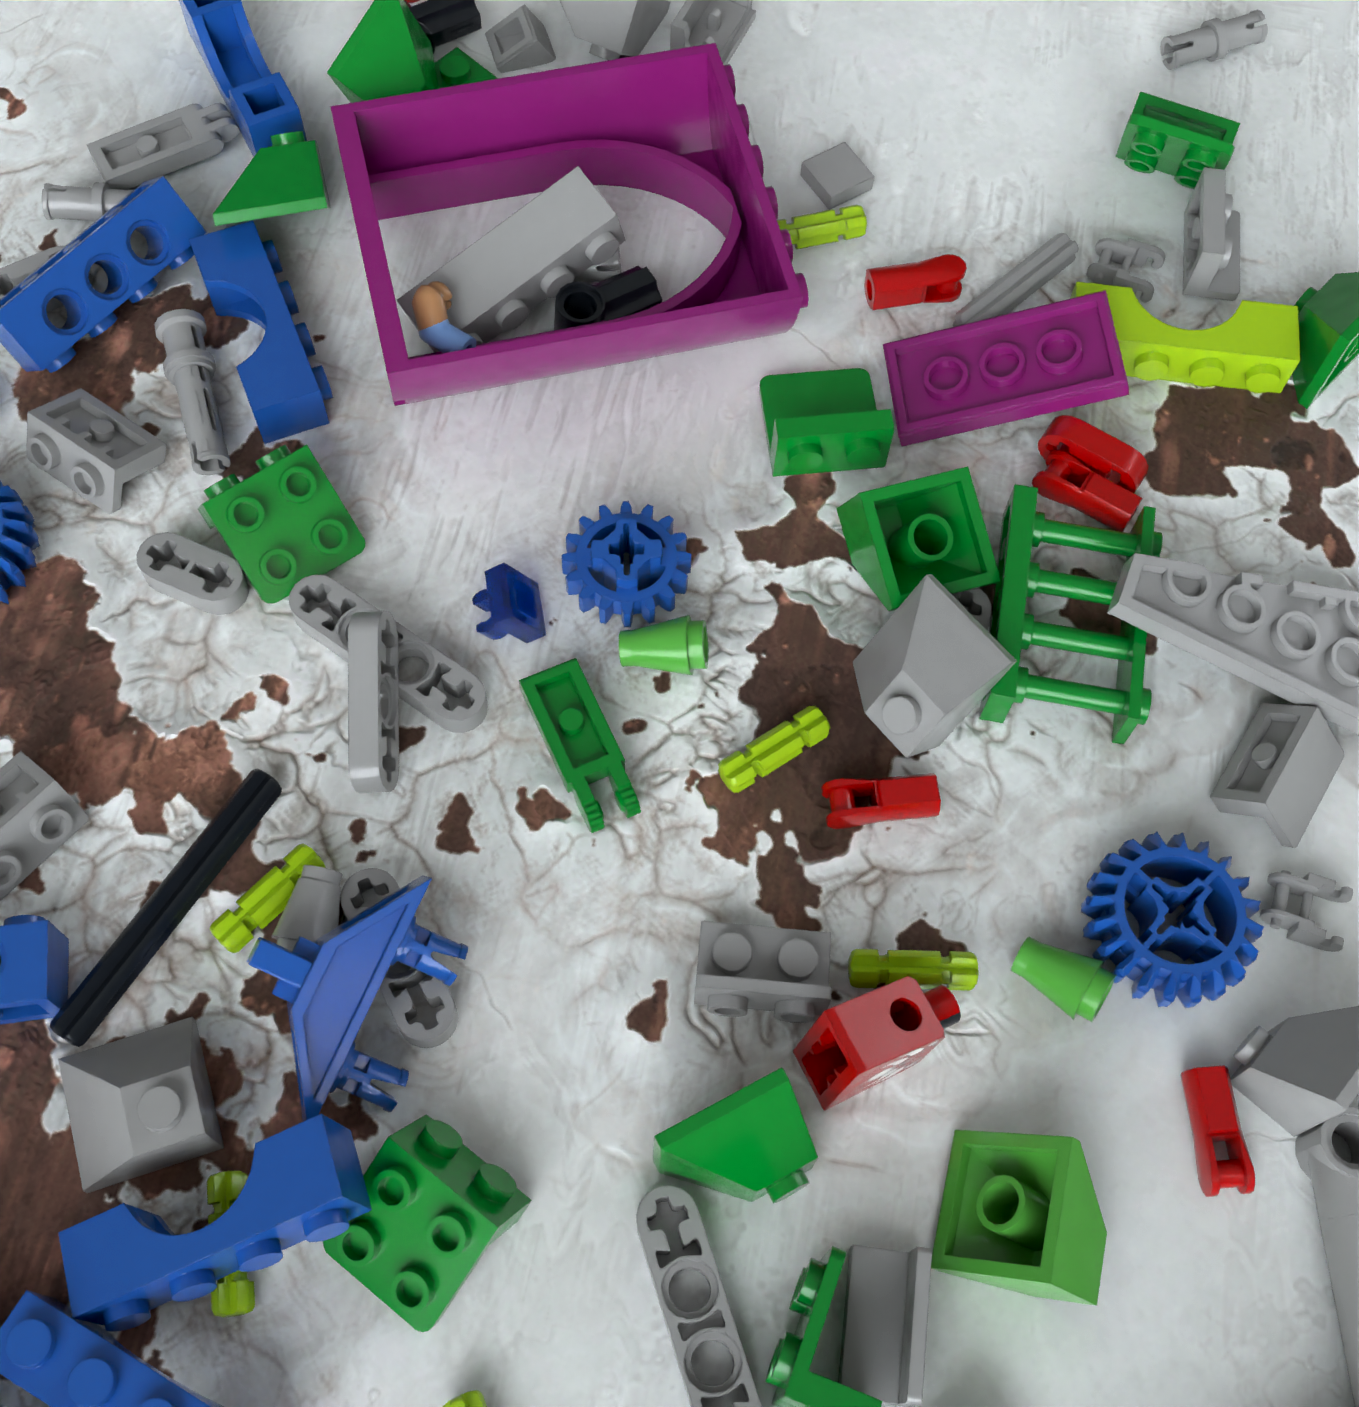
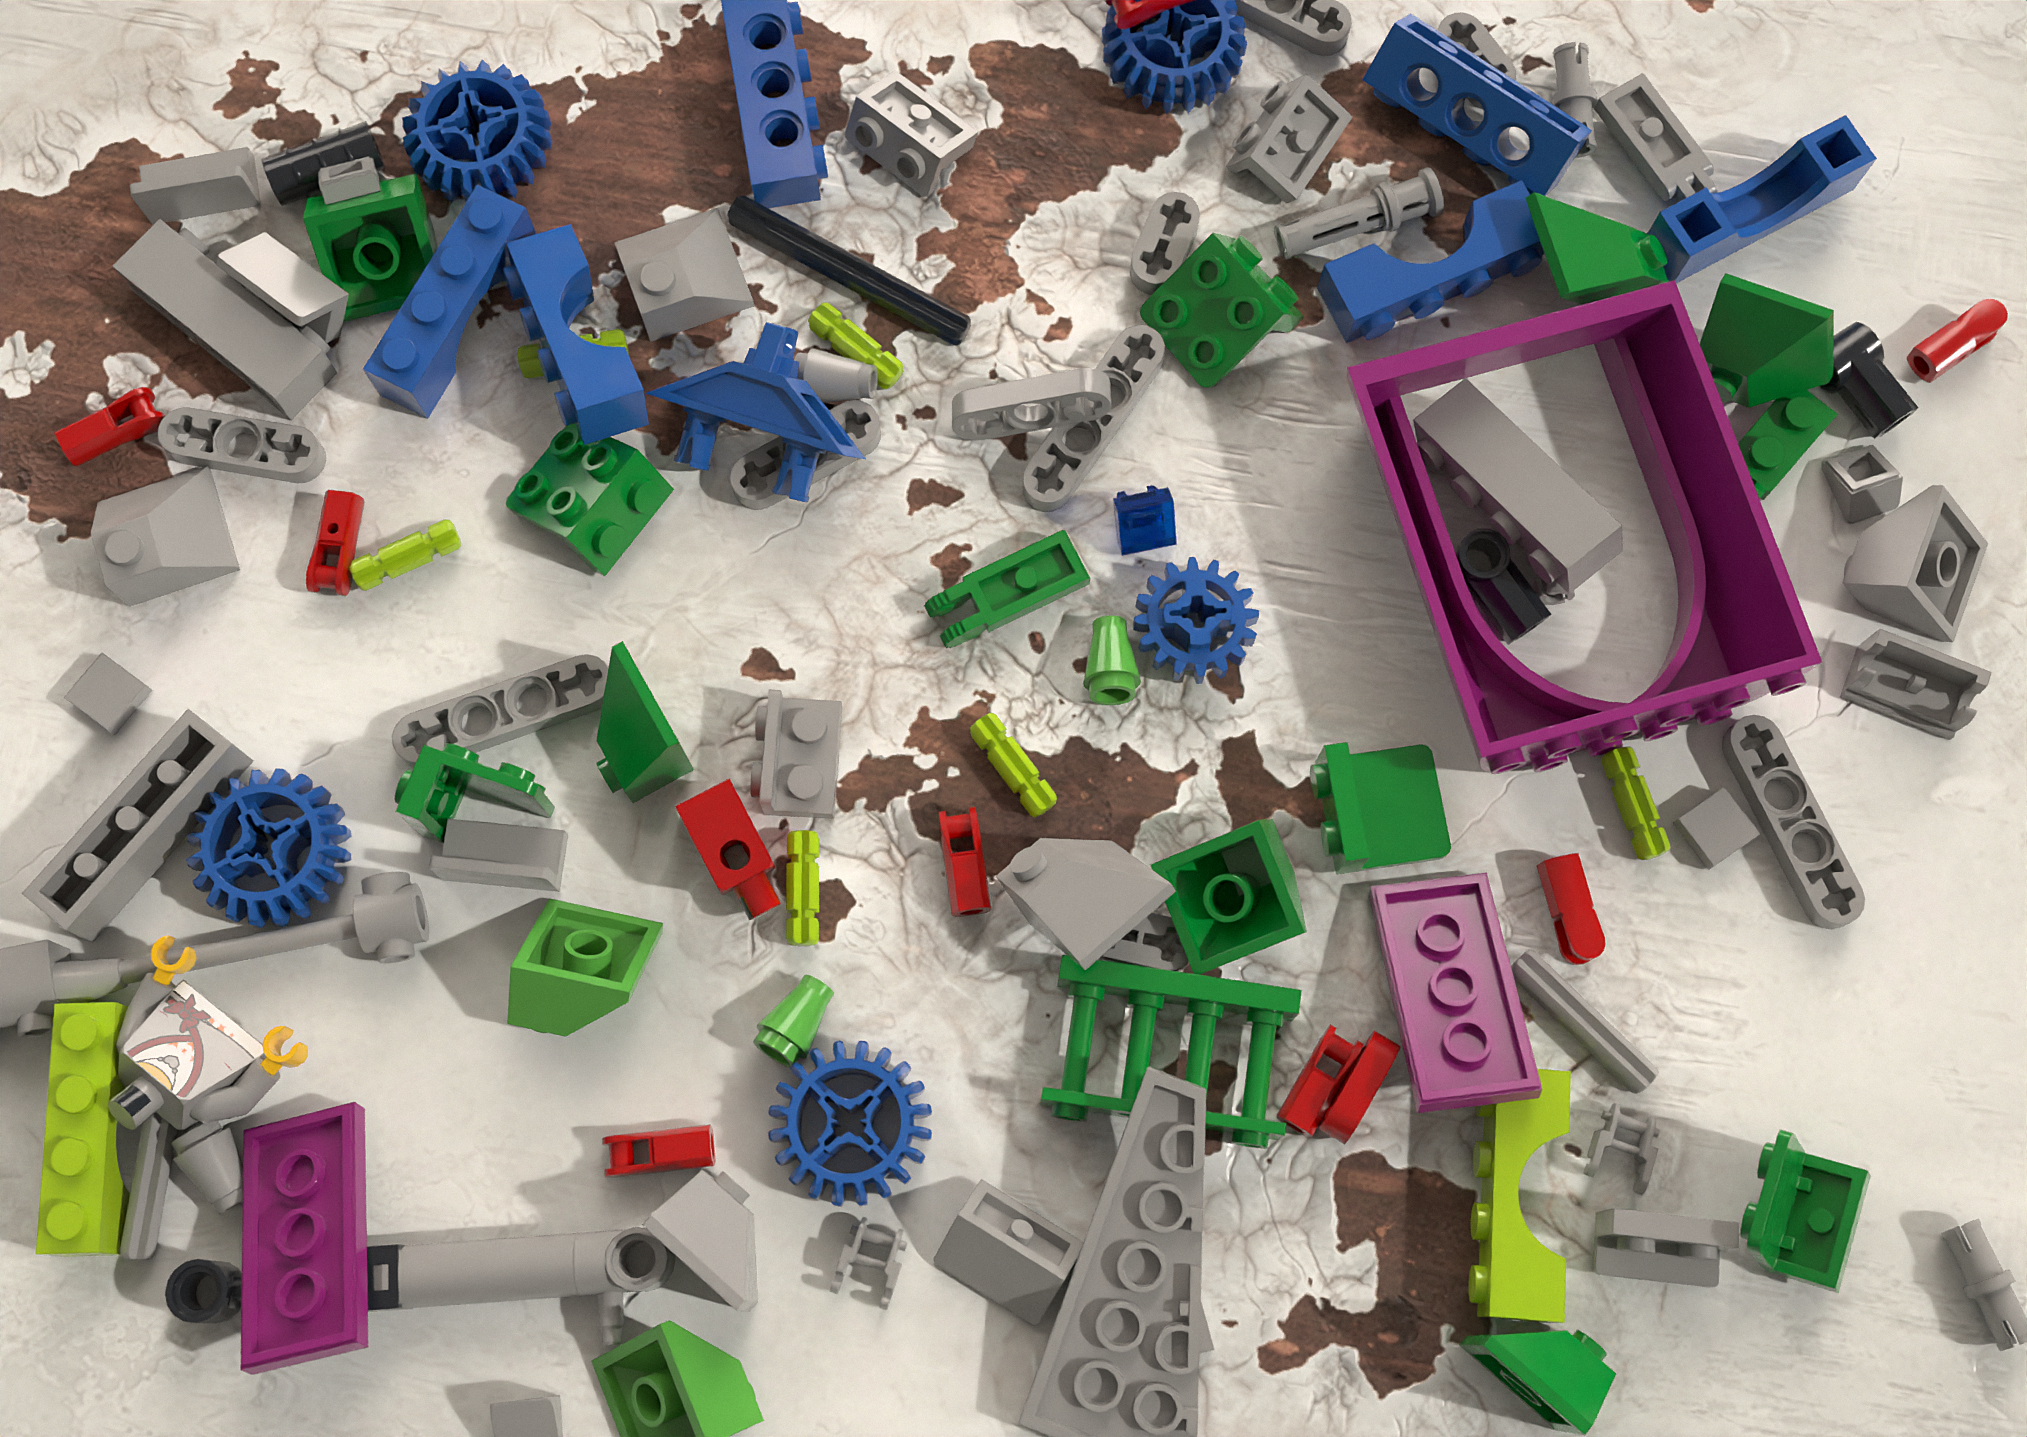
camera: 90 degrees right, 10 degrees up
(432, 321) = (1429, 412): arm -> none
(887, 104) = (1802, 817): none -> light grey beam

